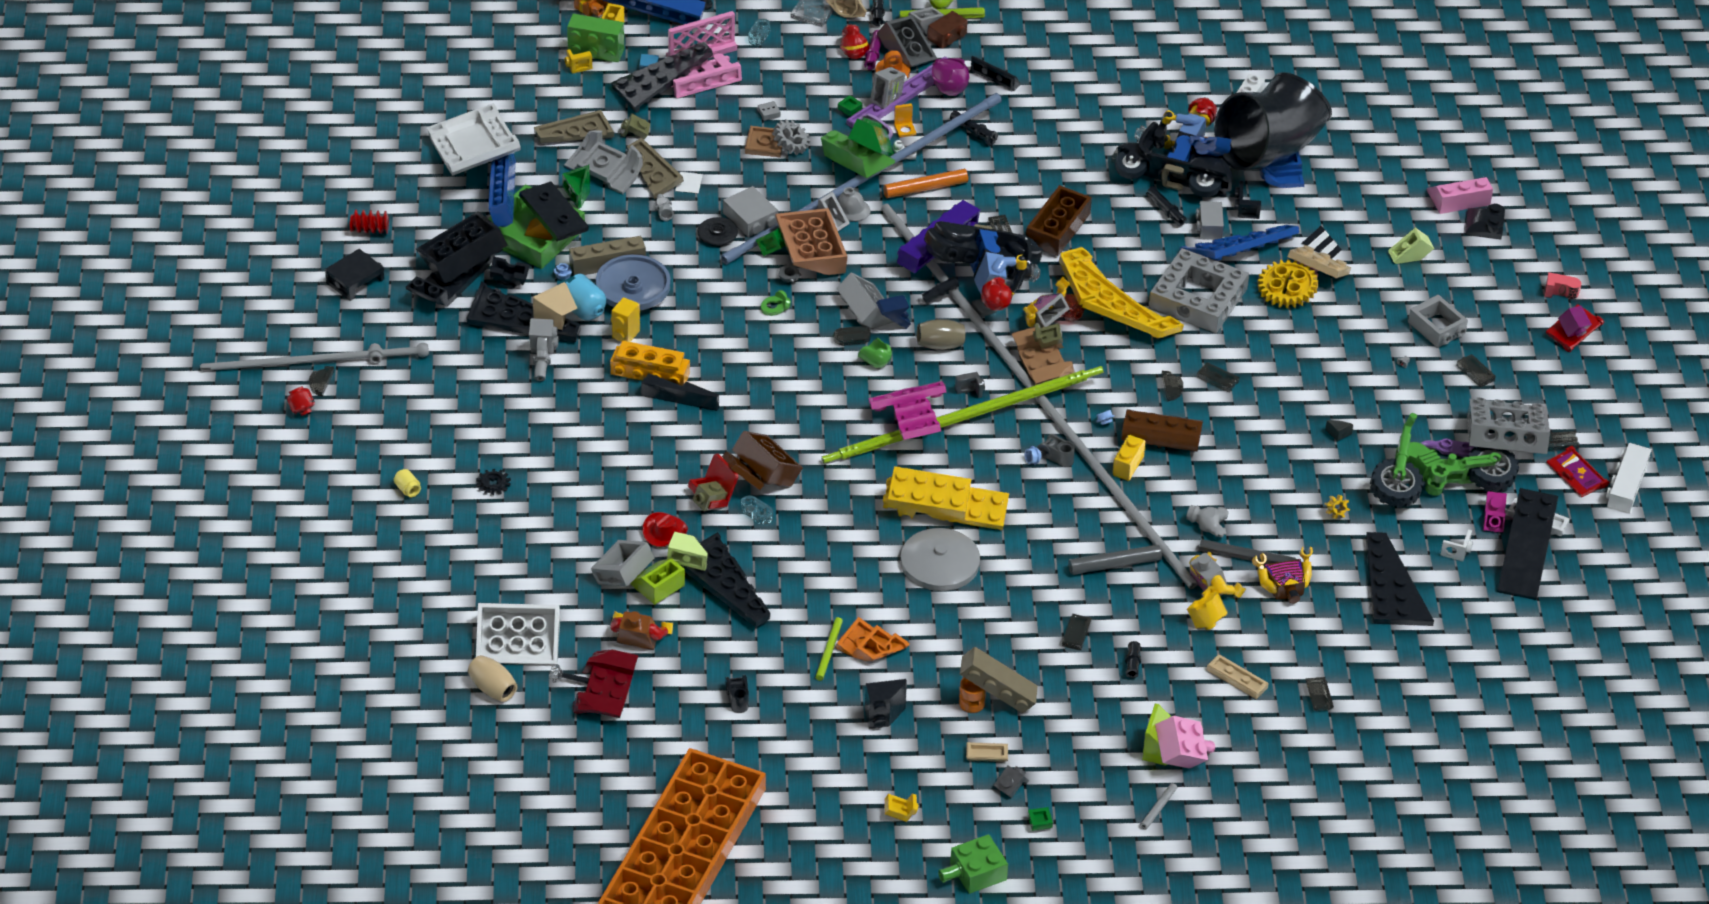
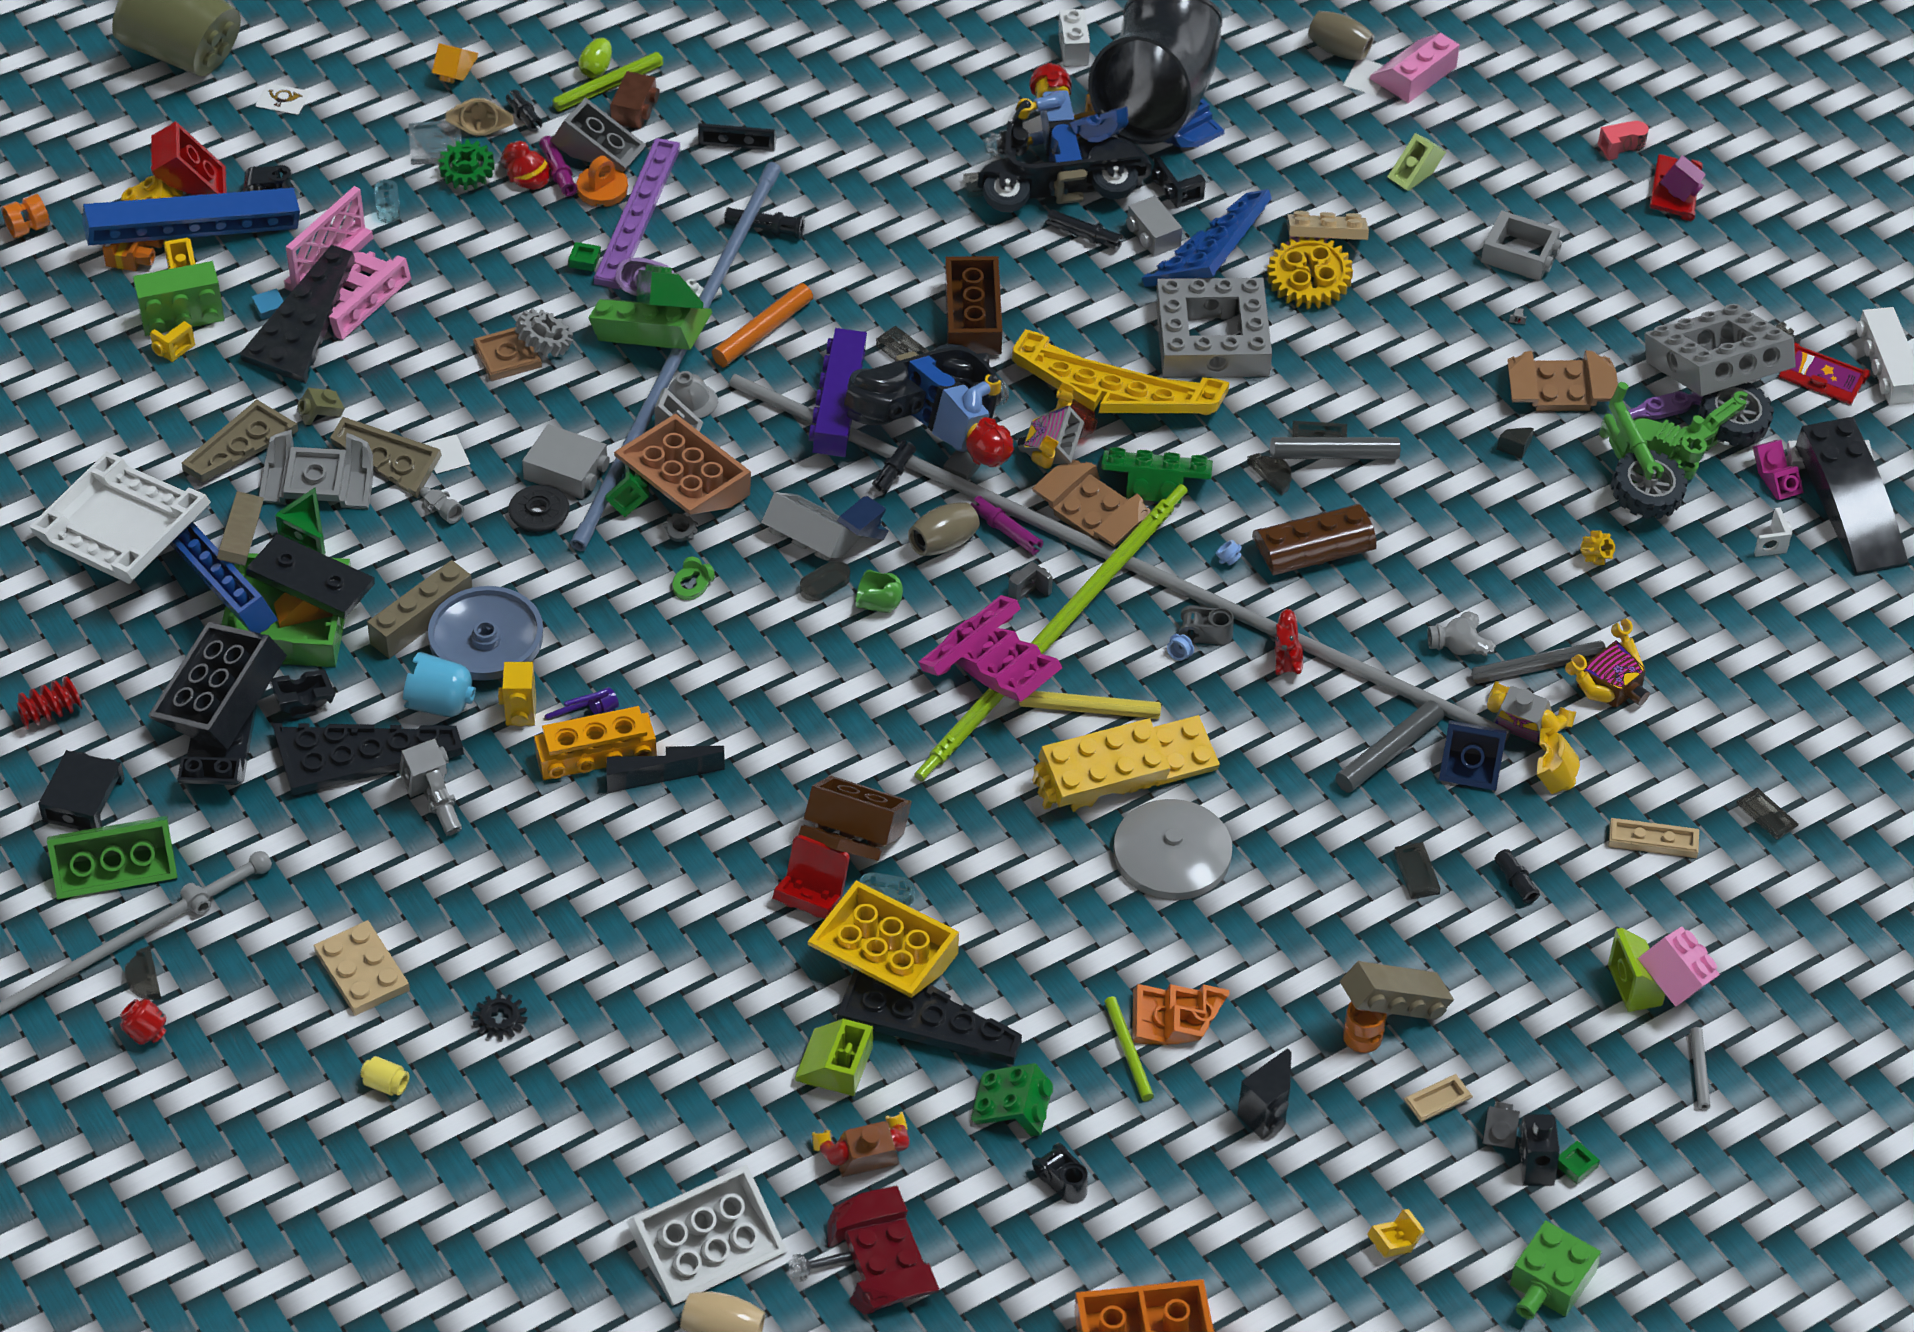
camera: 30 degrees left, 5 degrees up
(346, 313) = (112, 857): none -> bright green slope
(438, 426) = (361, 967): none -> tan plate
(533, 170) = (240, 528): none -> dark tan tile
(554, 304) = (414, 717): tan slope -> none
(563, 271) = (371, 657): light blue plate -> none
(607, 568) = (791, 1077): light grey window -> none
(660, 527) = (787, 978): red hat -> none
(670, 343) = (599, 702): none -> dark purple plant
(687, 551) = (855, 997): yellowish green slope -> none
(707, 493) = (814, 898): olive bracket -> none
(730, 532) = (886, 940): none -> yellow slope
(744, 643) = (1016, 1094): none -> green bracket
(769, 110) = (481, 307): light grey tile -> none
(819, 28) = (466, 164): none -> green gear
(887, 86) = (621, 201): light grey torso -> none
(903, 119) = (667, 247): light orange bracket -> none
(925, 17) = (600, 92): light grey slope -> none
(950, 75) = (690, 162): magenta helmet -> none
(954, 463) = (1092, 704): none -> light yellow axle
(980, 344) = (998, 519): none -> magenta pin
(1021, 793) = (1537, 1138): none -> black torso
(1048, 335) = (1087, 470): olive bracket -> none
(1092, 354) = (1155, 475): none -> green bracket
(1095, 477) = (1288, 648): none -> red animal
(1128, 457) = (1303, 594): yellow brick -> none
(1161, 584) = (1472, 755): none -> dark blue slope
(1218, 386) = (1335, 448): none -> dark grey piece
(1322, 242) = (1300, 198): black sticker -> none
(1391, 587) = (1742, 632): black wing -> none
(1392, 406) = (1562, 383): none -> medium nougat piece
(1419, 188) = (1360, 77): none -> white sticker
(1422, 156) = (1340, 35): none -> dark tan piece
(1476, 370) = (1609, 292): clear smoke tile -> none
(1485, 221) = (1472, 91): black slope -> none

